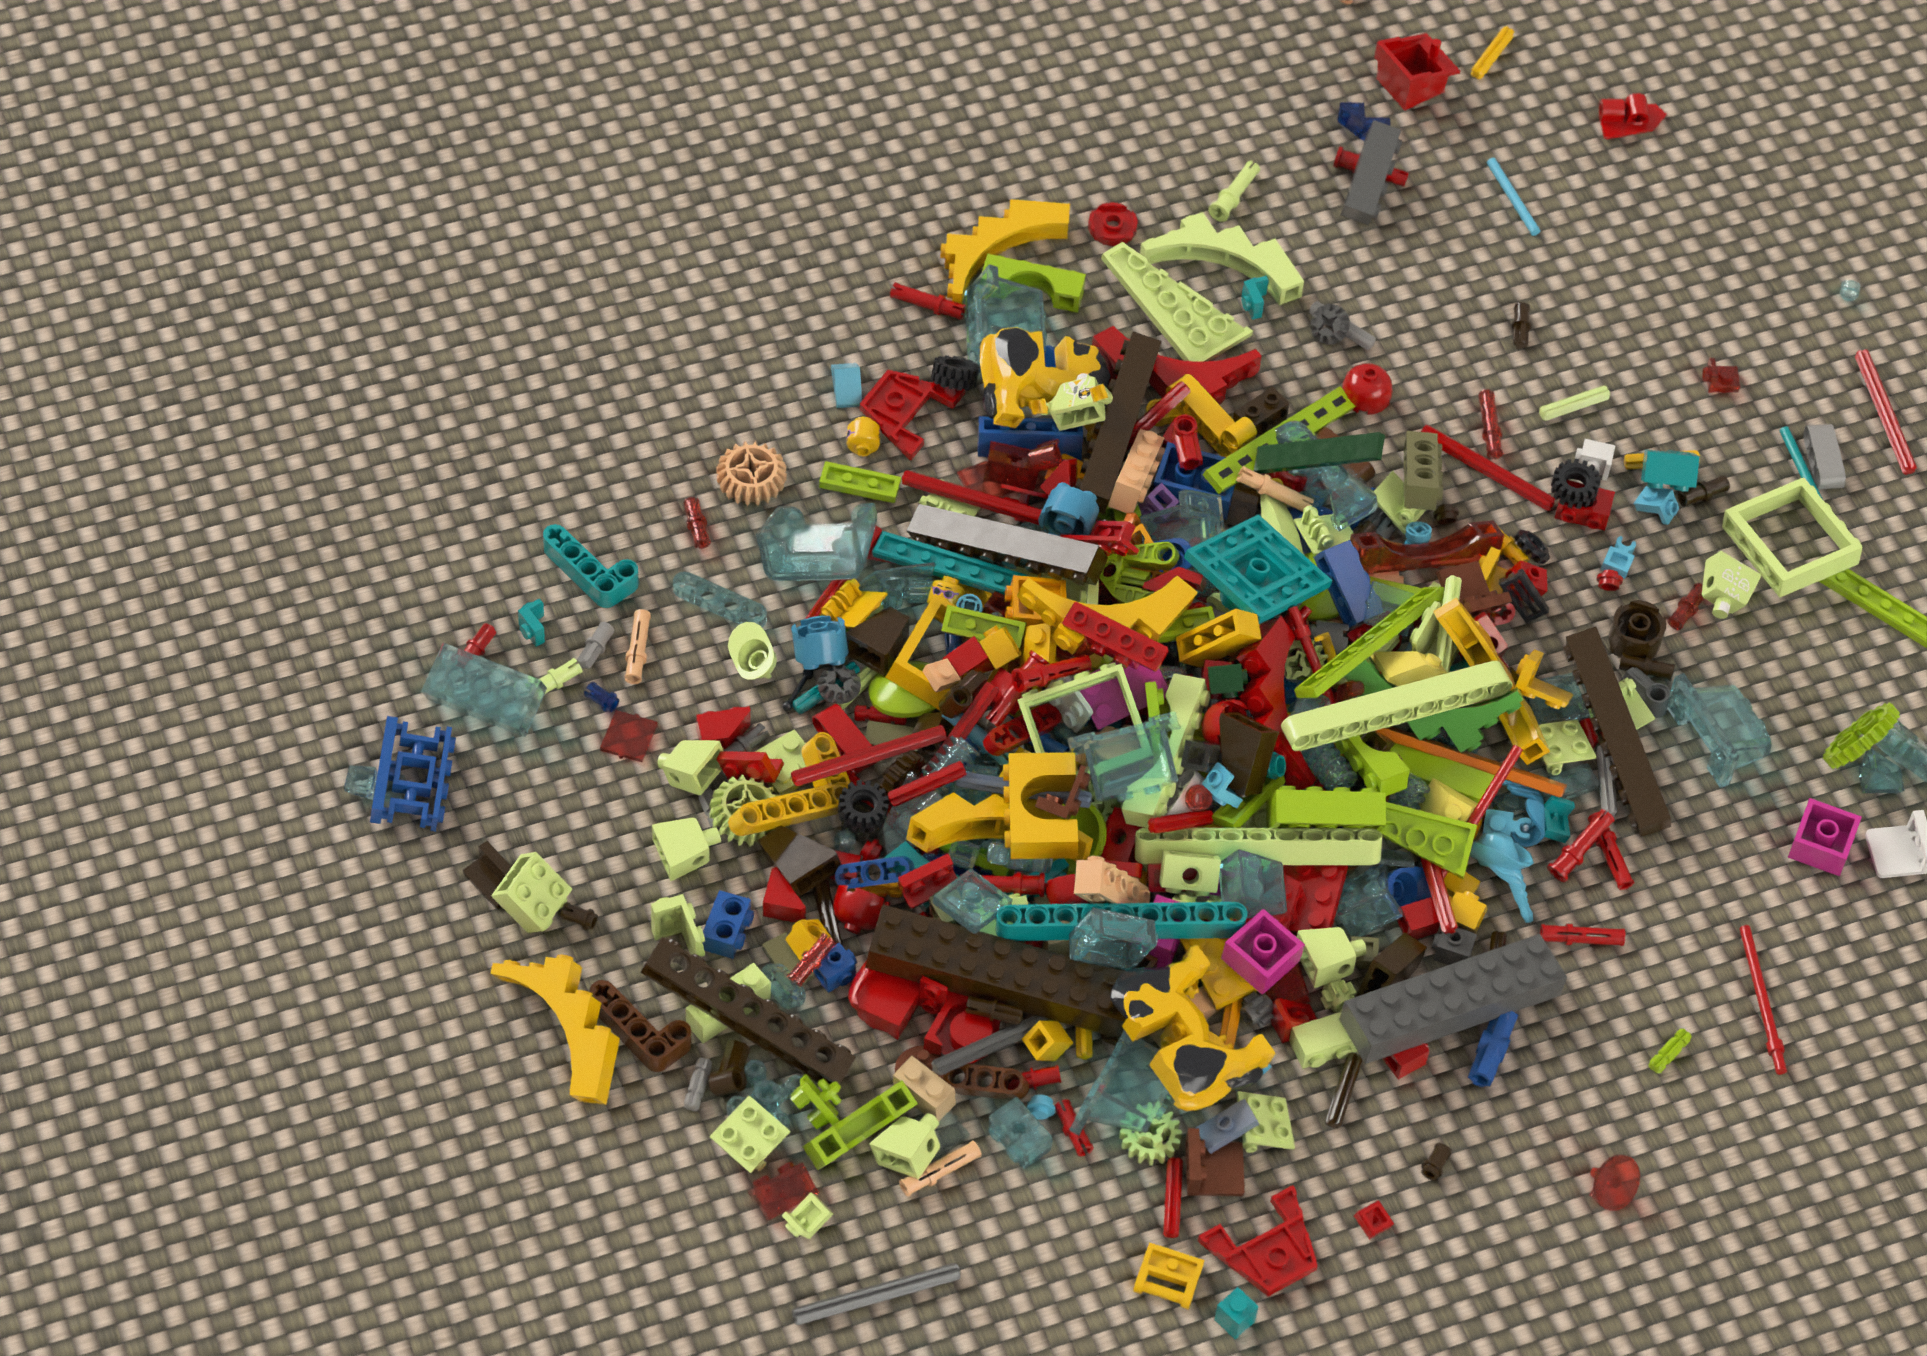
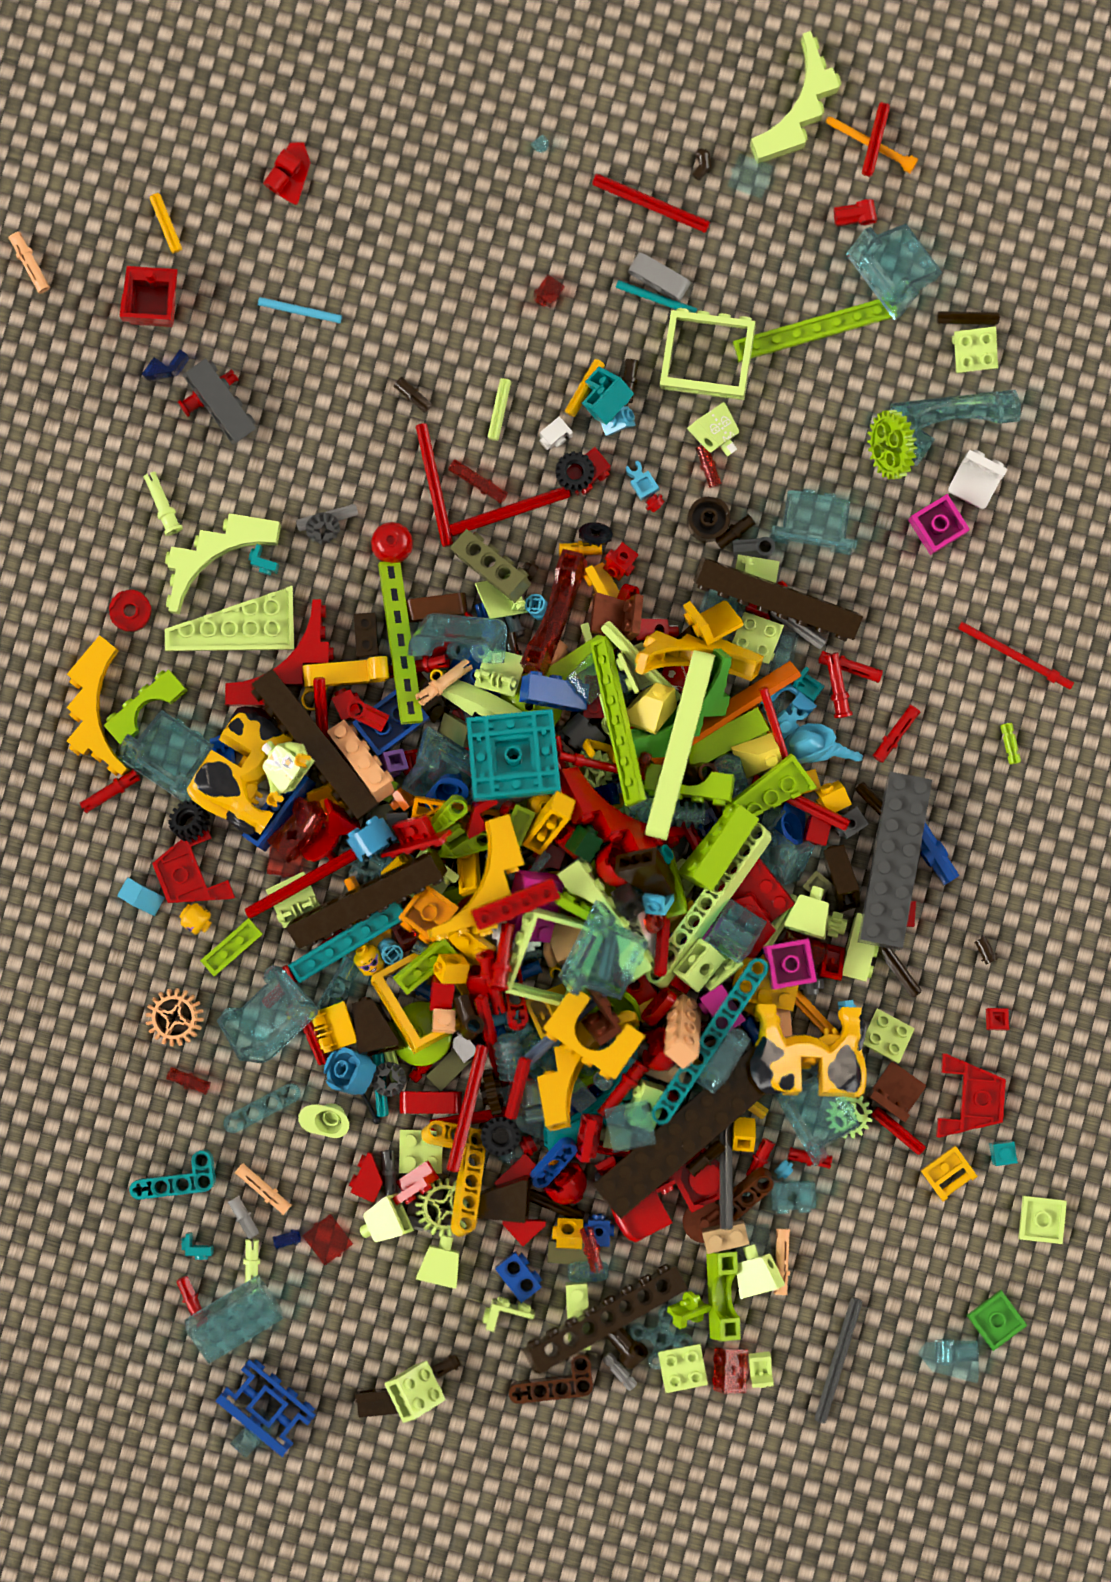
camera: 55 degrees left, 30 degrees up
(591, 1046) = (525, 1422): yellow arch -> none
(1227, 1125) = (880, 1067): sand blue plate -> none
(1319, 453) = (456, 647): dark green tile -> none
(1456, 389) = (434, 484): none -> red axle
(1522, 576) = (634, 574): black tile -> none
(1615, 1182) = (1077, 857): clear red shield -> none

